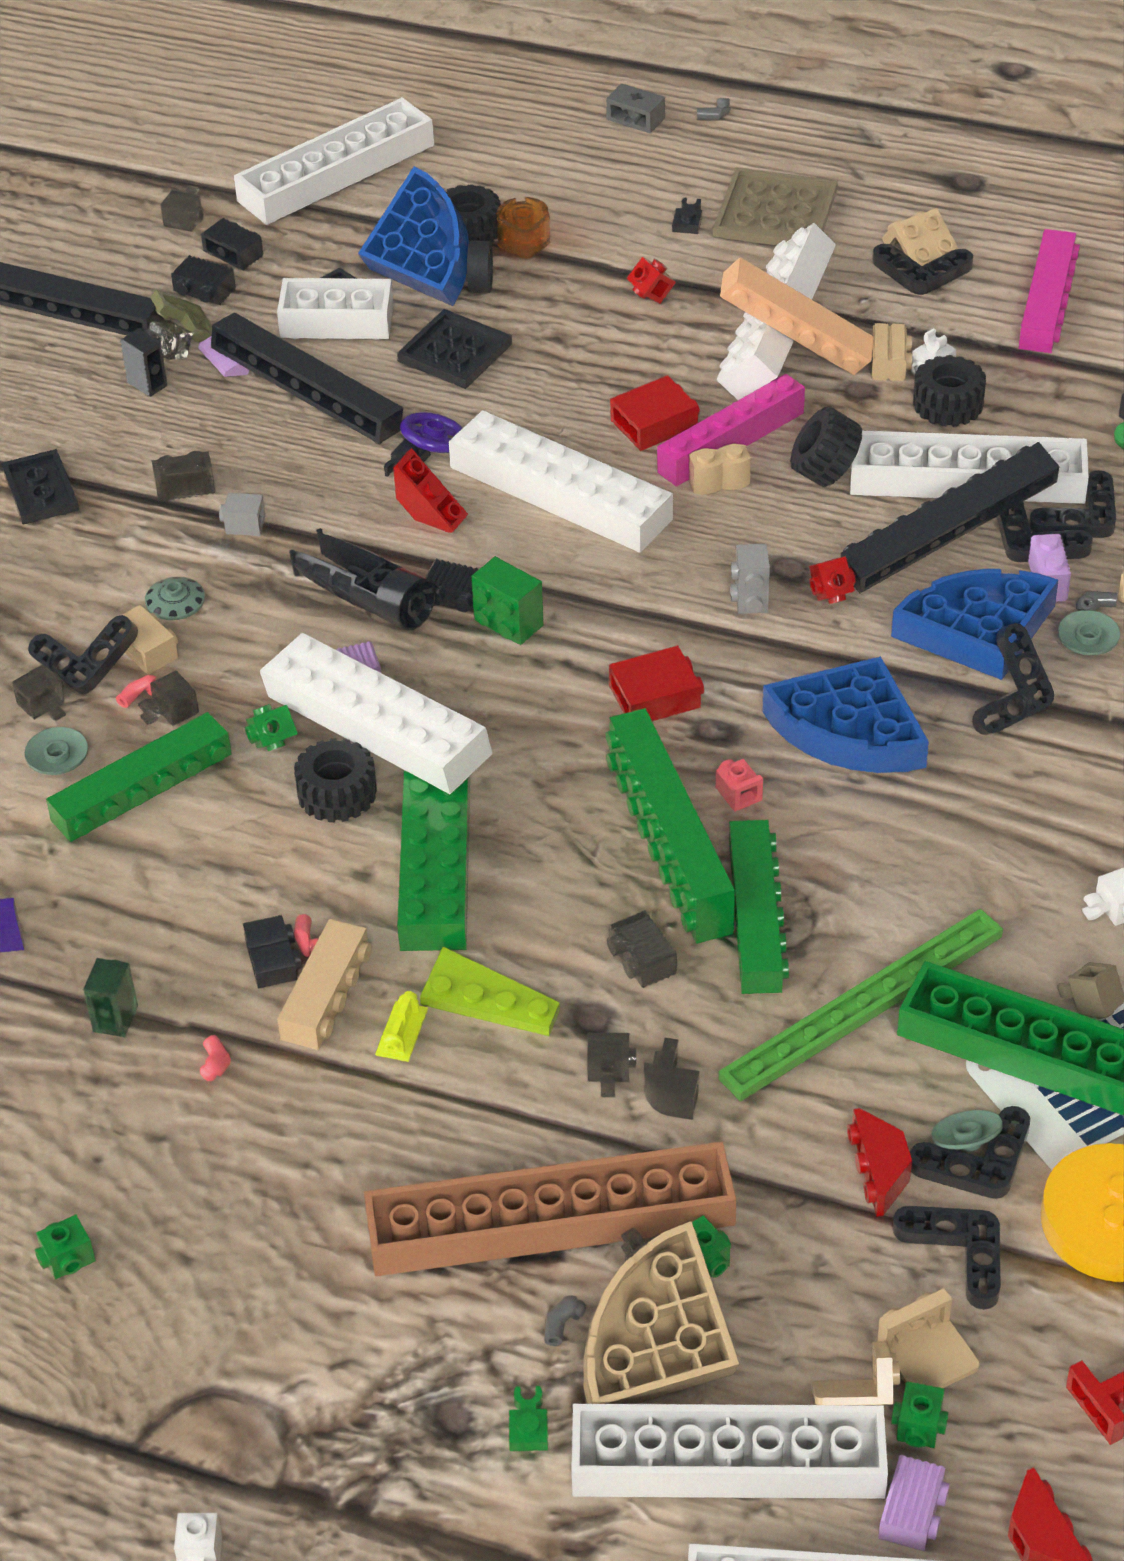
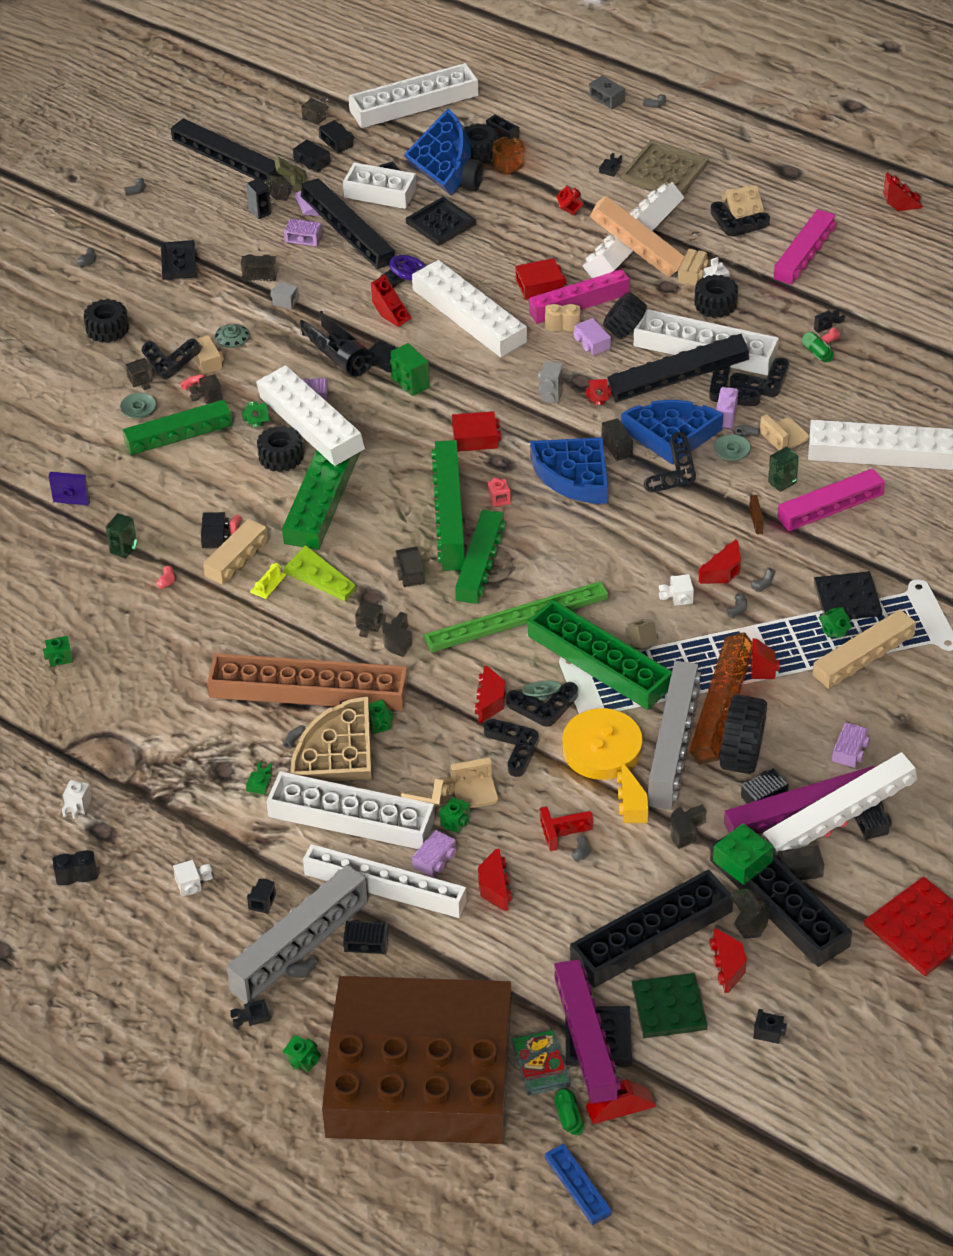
camera: 15 degrees right, 0 degrees up
(236, 405) = (303, 232): none -> lavender brick
(502, 184) = (503, 127): none -> black brick
(780, 491) = (592, 336): none -> lavender brick
(902, 654) = (617, 439): none -> clear smoke brick

